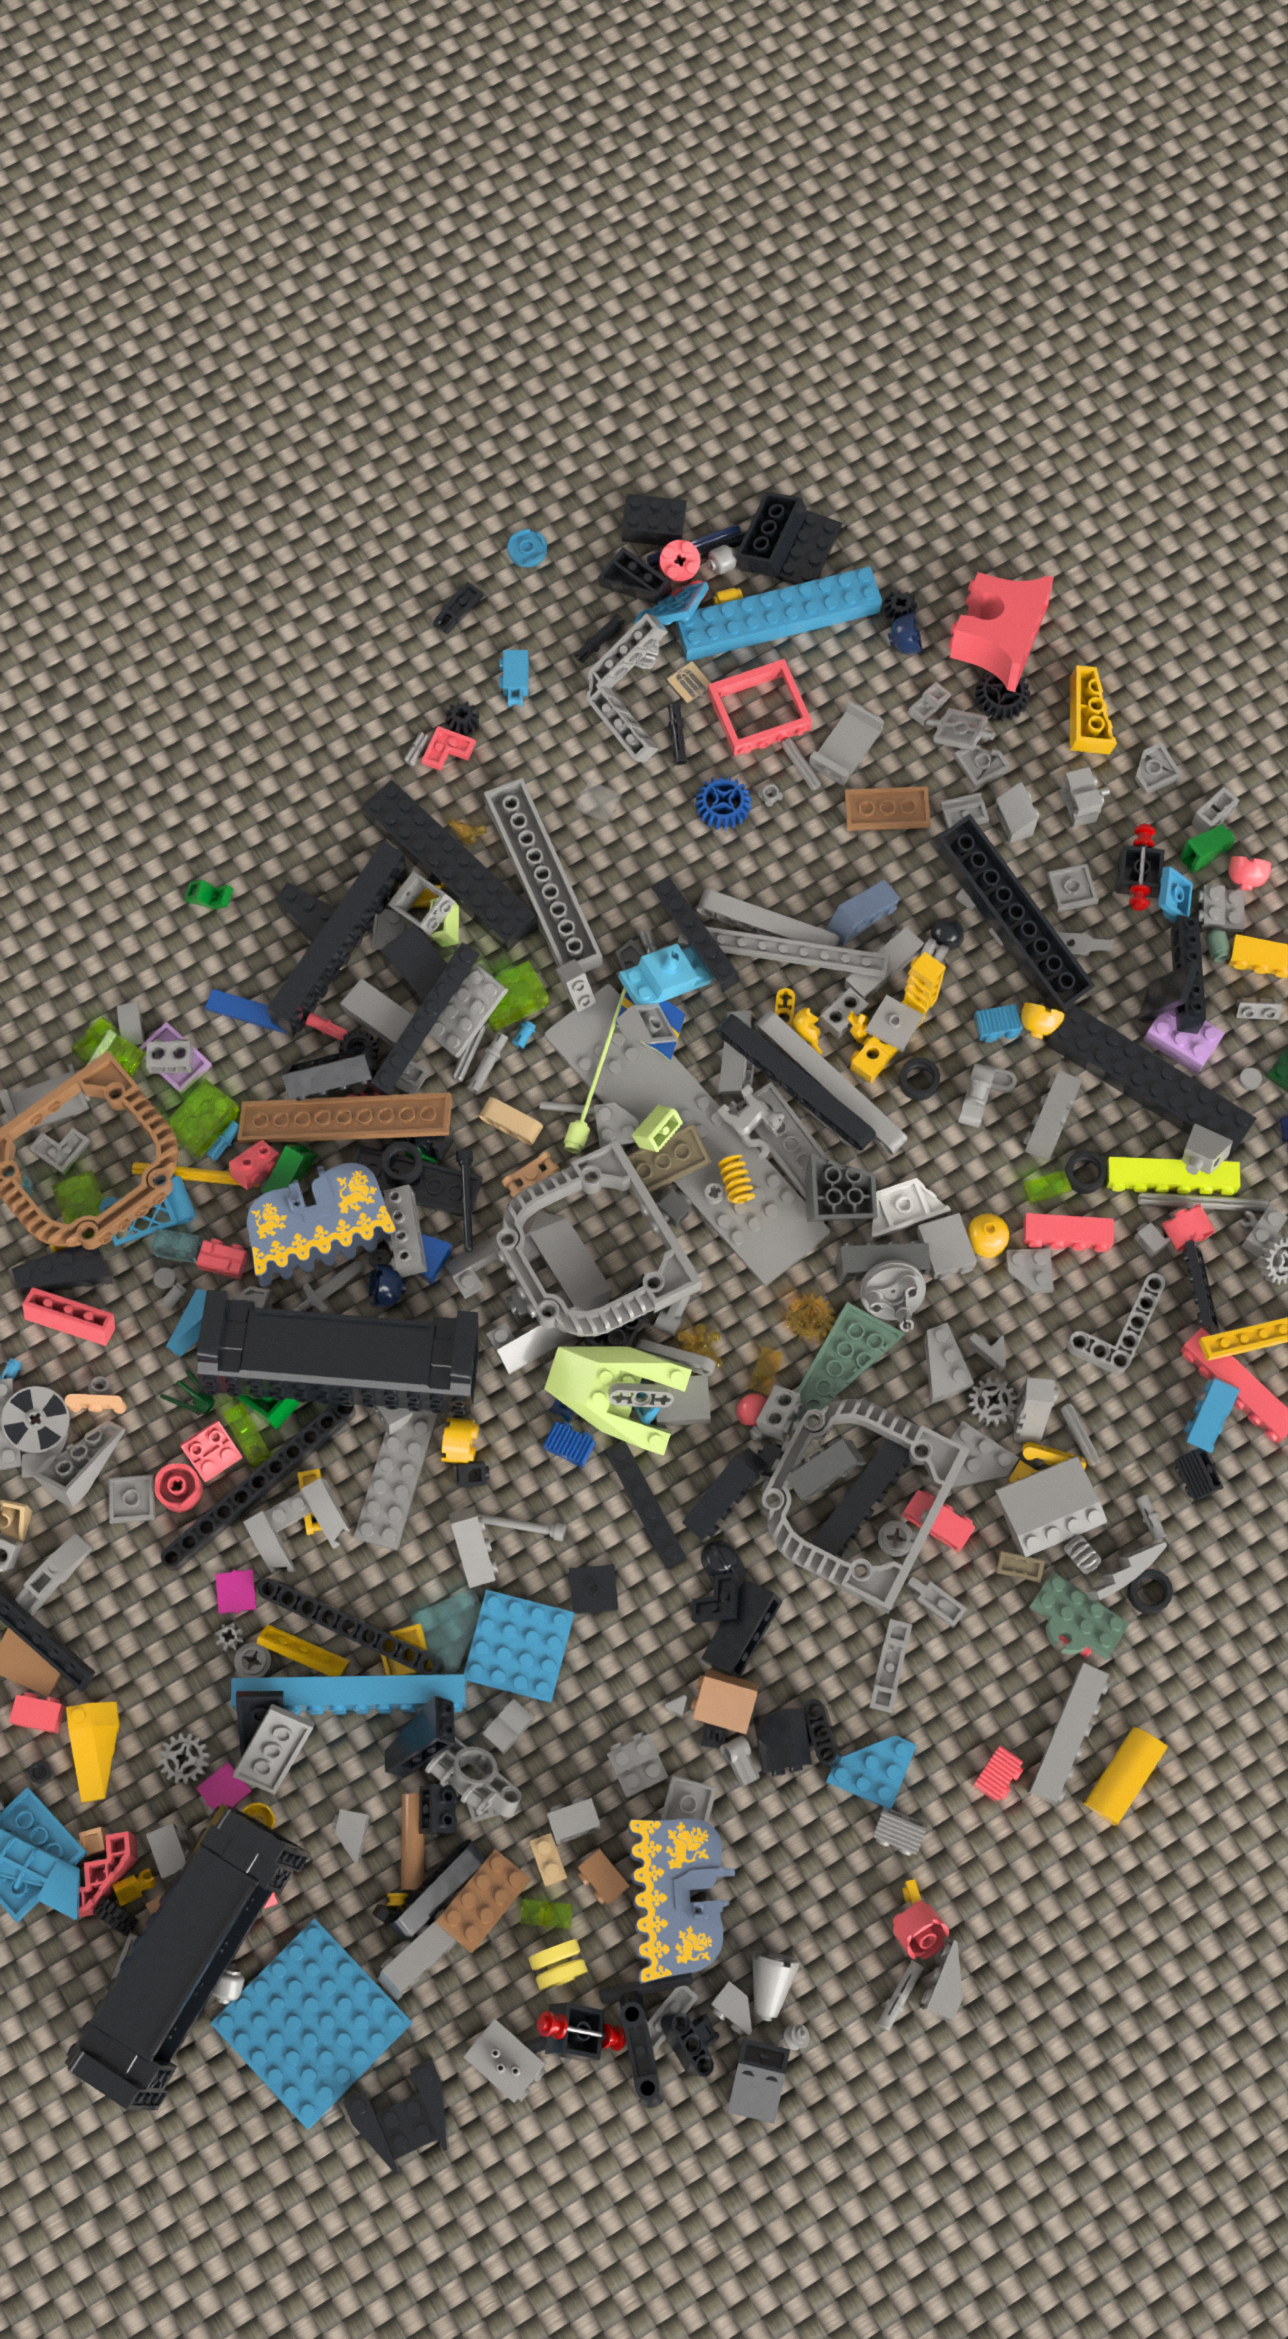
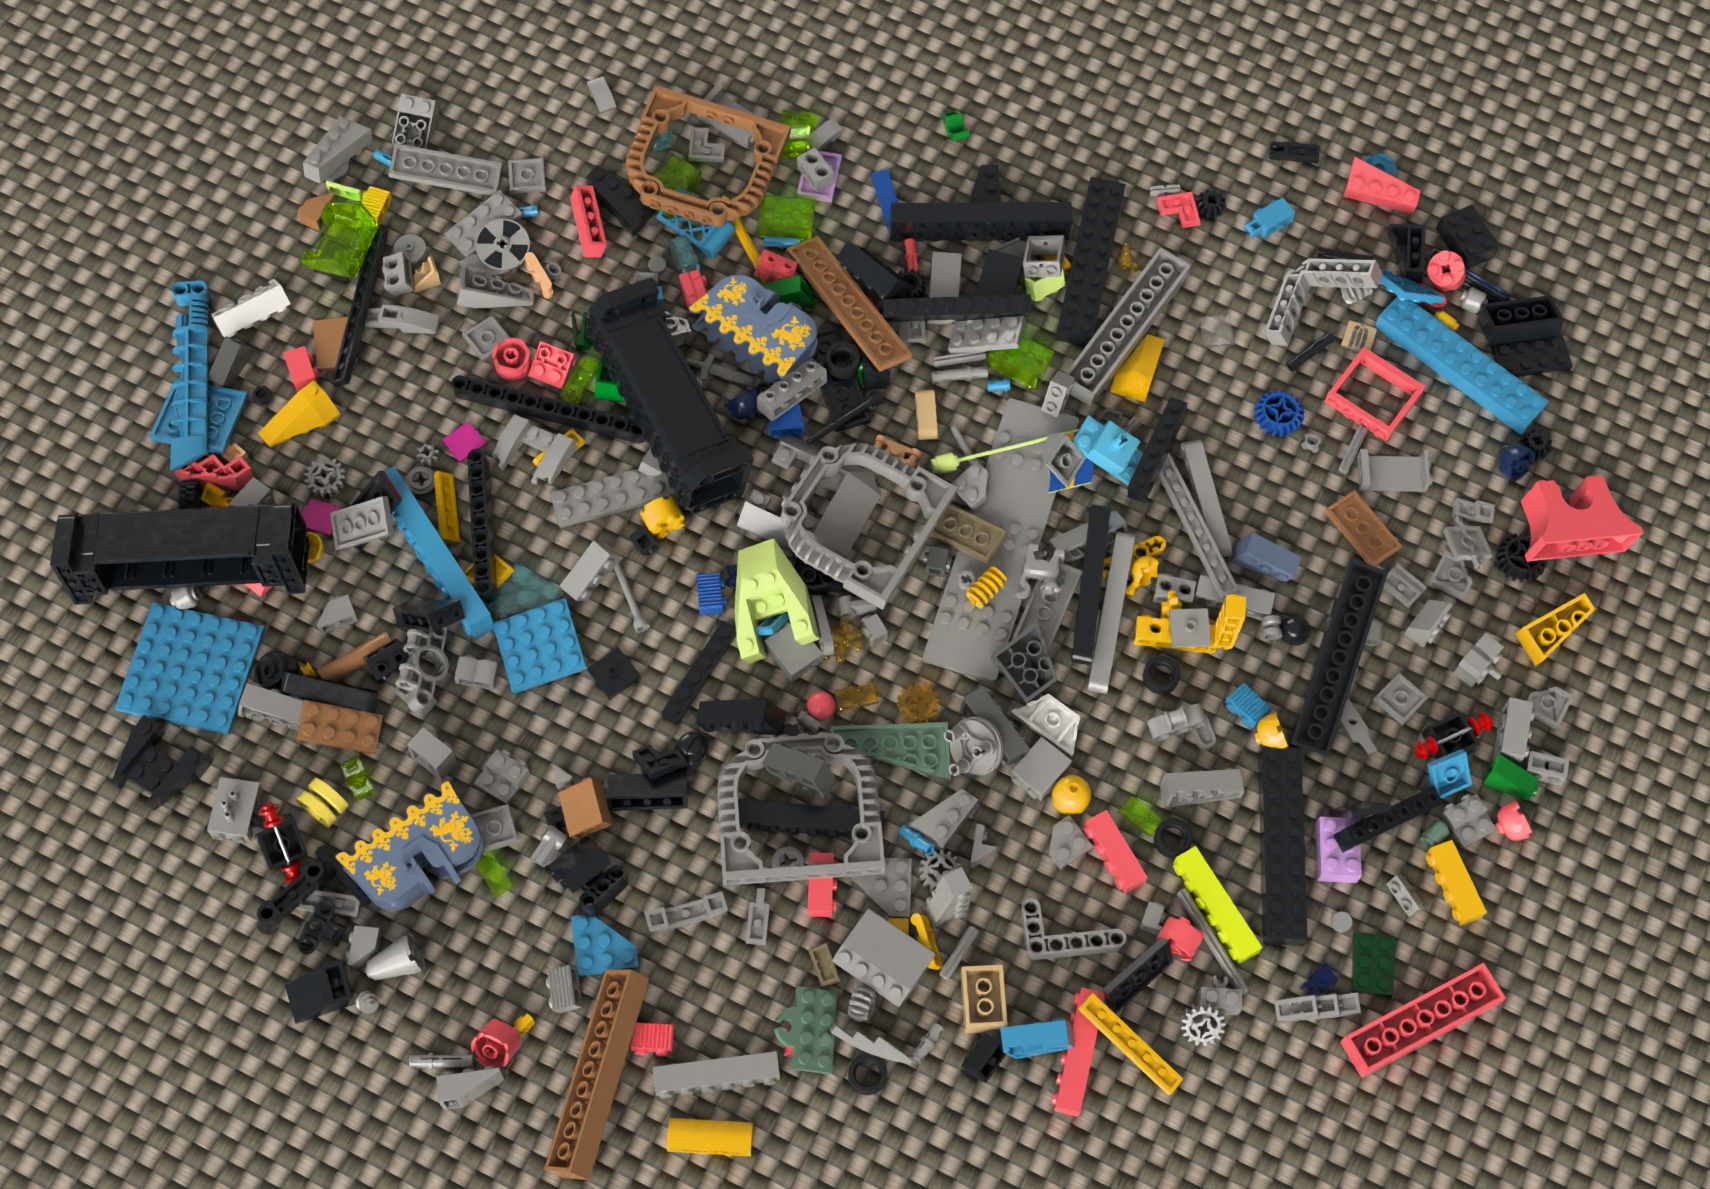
camera: 55 degrees right, 5 degrees down
(373, 1937) = (271, 670): none -> black tile
(548, 1859) = (395, 758): tan plate -> none
(549, 561) = (1379, 188): none -> coral wedge
(597, 898) = (1137, 372): none -> yellow wedge
(603, 1877) = (405, 793): medium nougat brick -> none
(626, 1388) = (783, 621): light grey beam -> none
(657, 1128) = (986, 509): yellowish green brick -> none
(707, 1311) = (874, 629): none -> light grey brick
(739, 1832) = (493, 875): none -> clear neon green slope
(774, 1411) = (826, 718): light grey brick -> none
(949, 1404) = (916, 840): none -> dark azure pin
(1008, 1848) = (596, 1074): none -> medium nougat brick
(1142, 1439) = (983, 998): none -> tan brick
(1167, 815) = (1514, 730): none -> light grey brick
(1205, 1150) = (1250, 913): light grey torso -> none

